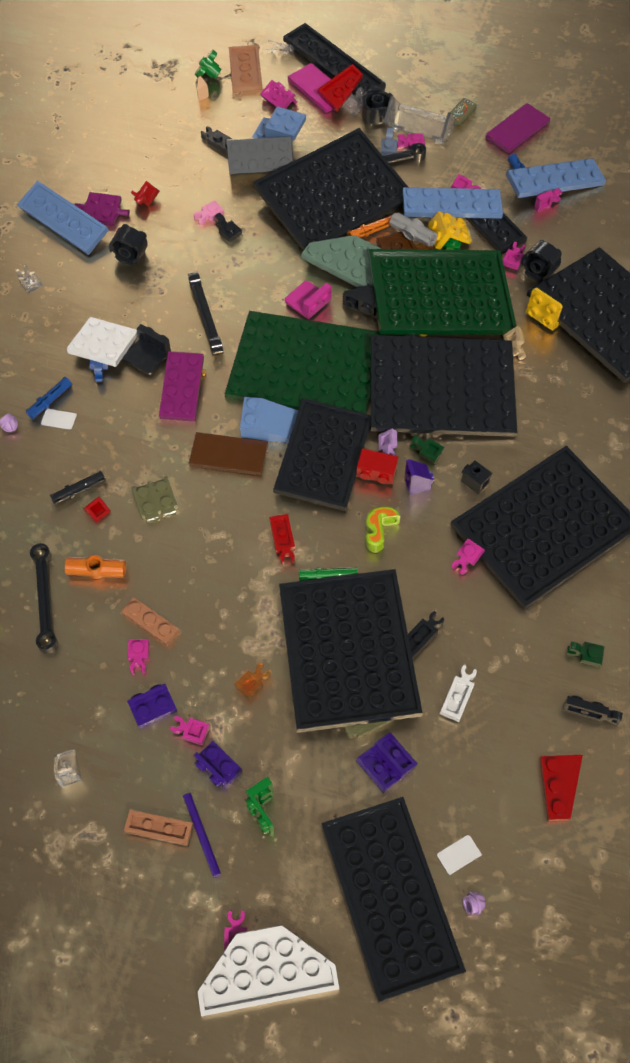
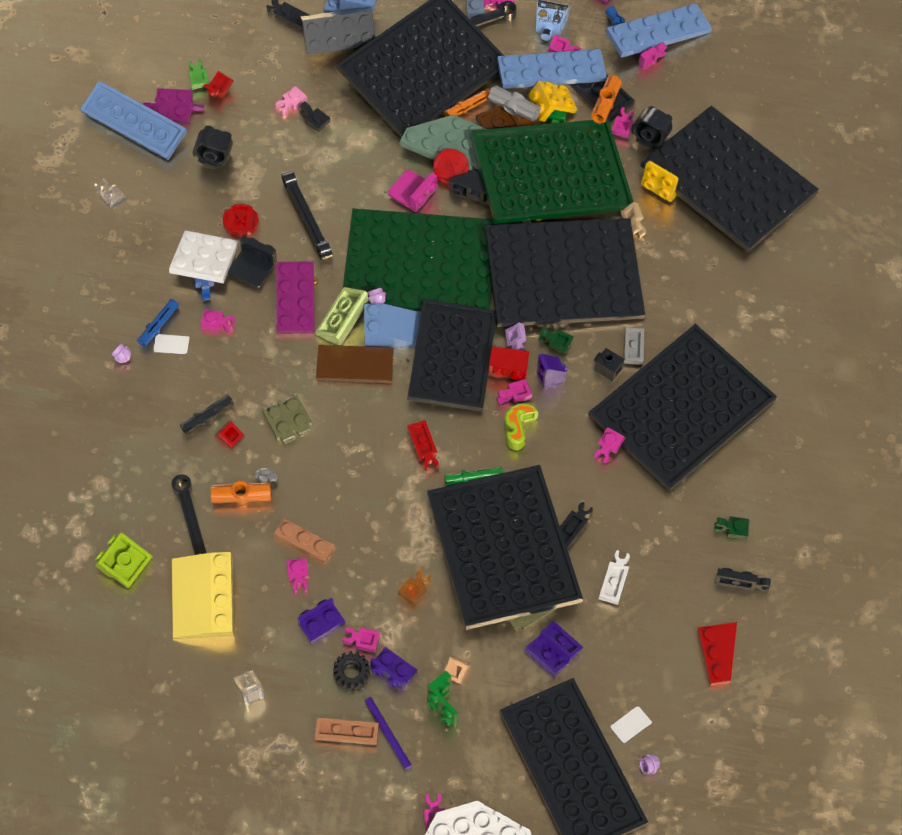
camera: 10 degrees left, 0 degrees up
(38, 667) = (203, 595): none -> light yellow slope
(103, 400) = (214, 320): none -> dark pink plate
(124, 552) = (265, 474): none -> light grey plant
(128, 184) = (198, 75): none -> bright green plate
(144, 312) = (240, 220): none -> red tile
(174, 775) = (351, 659): none -> black tyre
(223, 407) = (342, 315): none -> yellowish green slope
(258, 391) = (376, 296): none -> lavender plate
(282, 772) = (456, 668): none -> light nougat slope
(345, 278) = (450, 164): none -> red tile
(382, 494) = (516, 391): none -> dark pink plate
(456, 160) = (550, 18): none -> torso
(500, 232) = (606, 99): none -> orange piece
(503, 461) = (634, 346): none -> light grey plate

